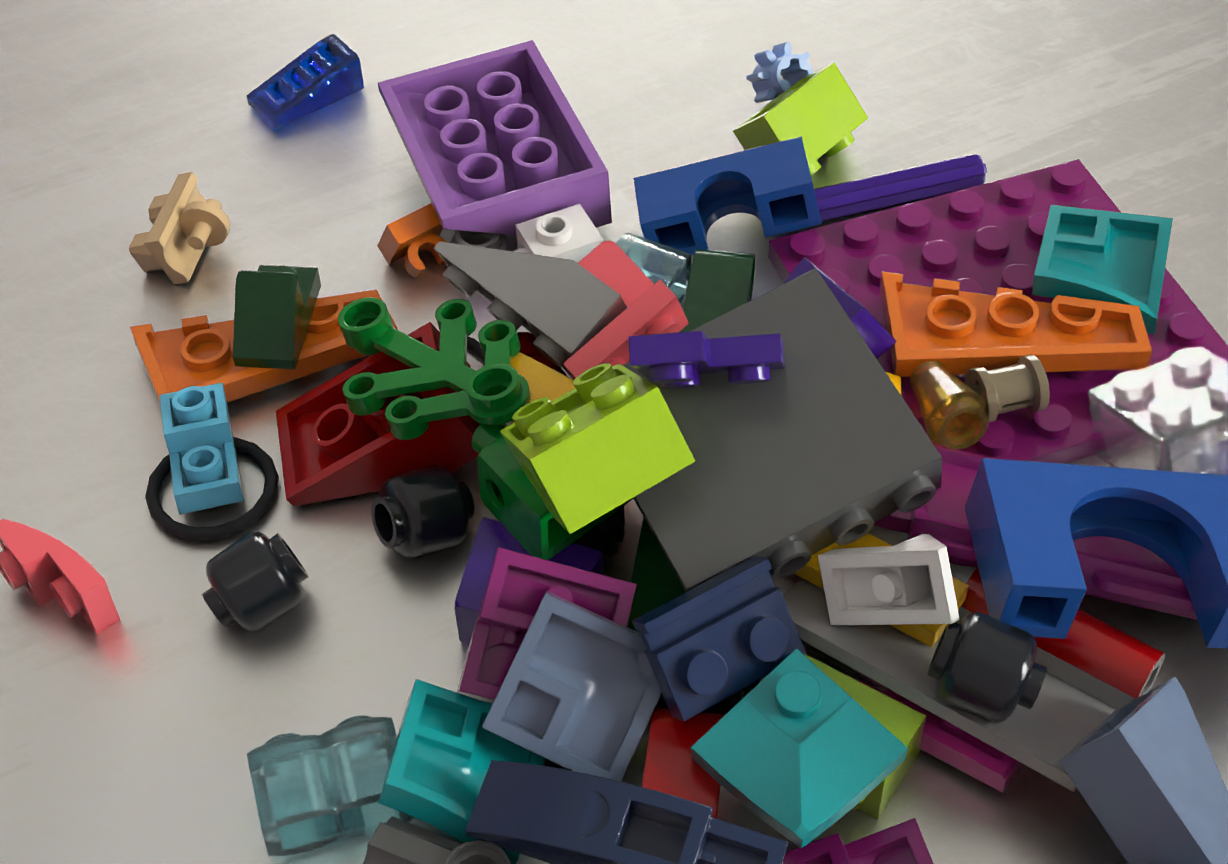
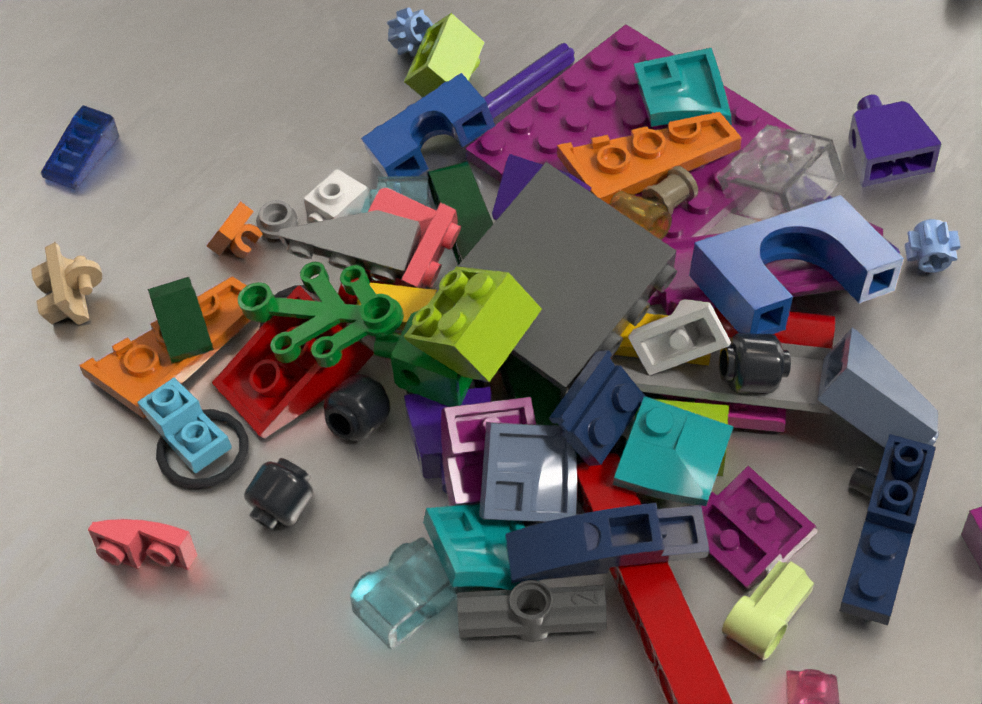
camera: 25 degrees left, 5 degrees up
(497, 141) = (254, 143): medium lavender slope -> none
(680, 357) = (507, 250): dark purple plate -> none

